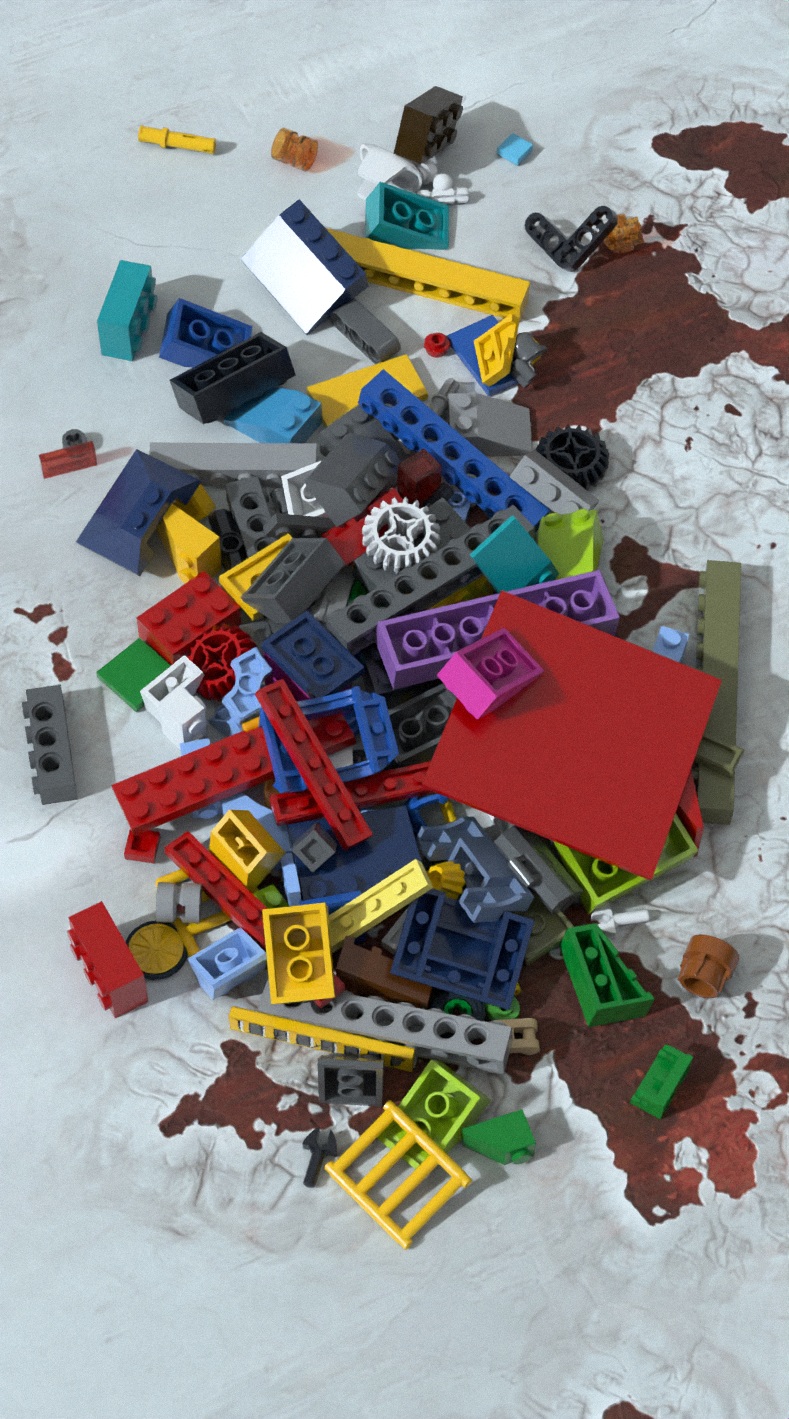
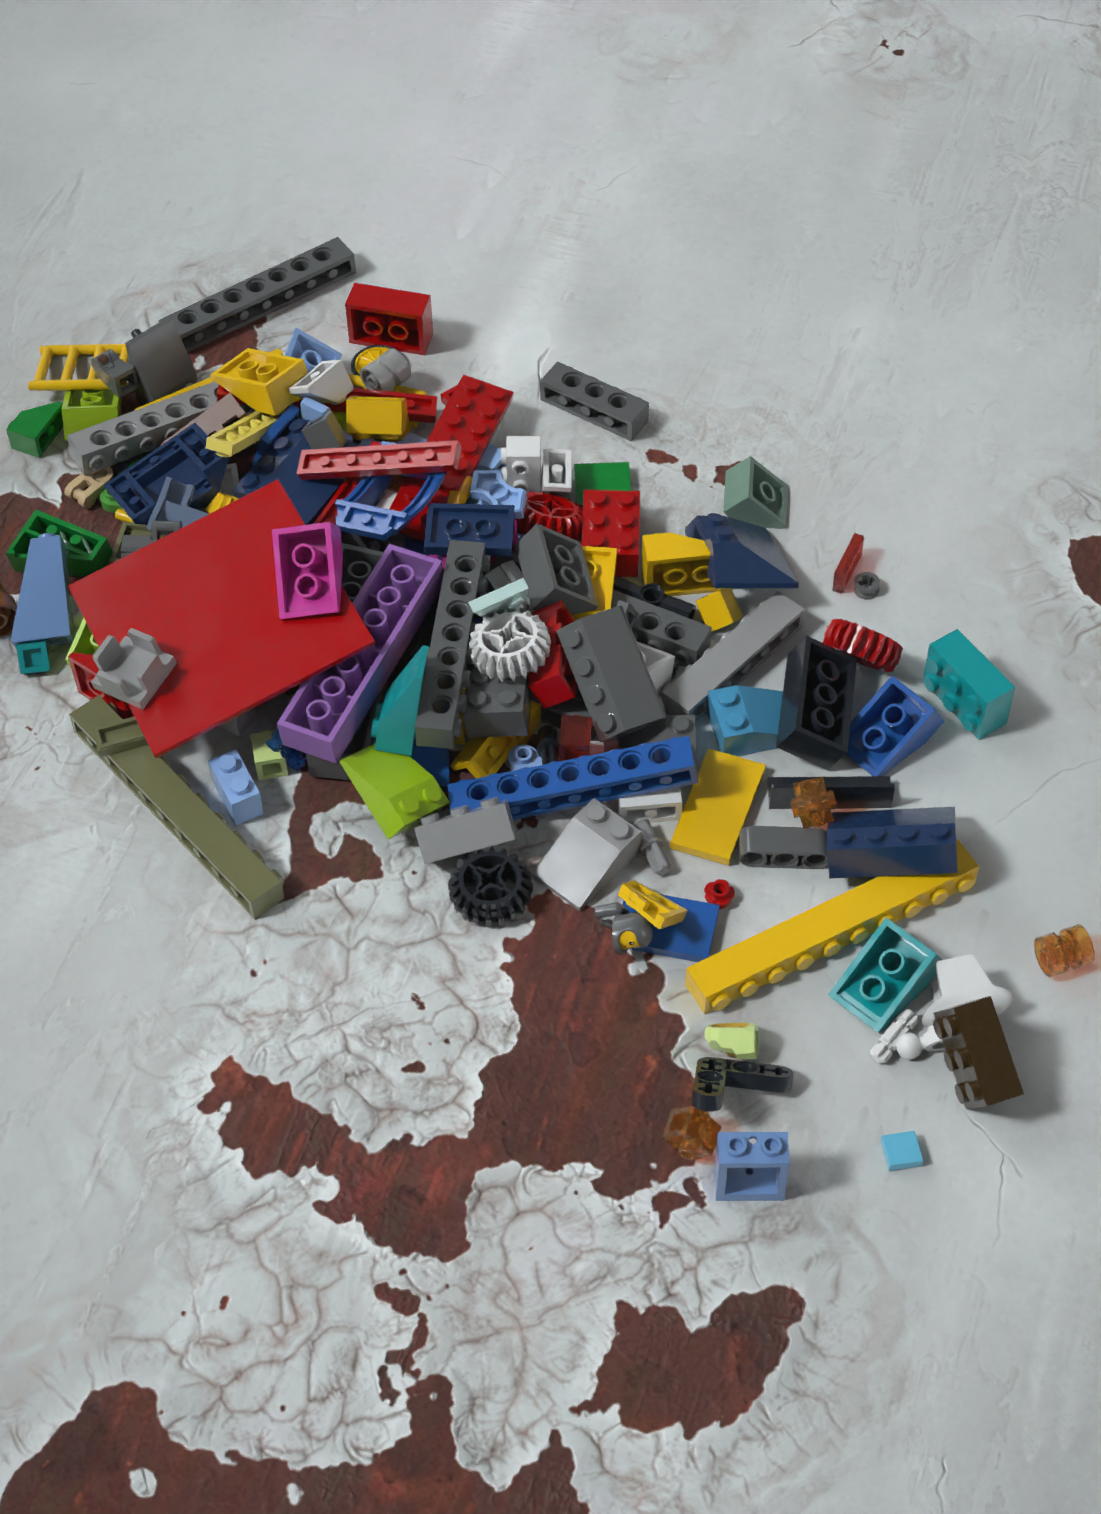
camera: 135 degrees right, 5 degrees down
(56, 562) = (755, 495): none -> sand green slope
(96, 1087) = (263, 293): none -> dark grey brick
(154, 382) = (866, 645): none -> red gear
(265, 894) = (325, 383): none -> white slope
(306, 349) = (848, 791): none -> black panel
(322, 327) = (813, 802): none -> clear orange brick
(370, 562) = (507, 597): none -> light aqua wing
(395, 1101) = (112, 370): none -> dark grey leg
(535, 260) = (734, 1039): none -> yellowish green rock
(603, 190) = (764, 1160): none -> medium blue window
(661, 927) = (44, 596): none -> medium blue slope
(680, 743) = (132, 668): none -> light grey panel
(708, 902) = (33, 657): none -> teal plate

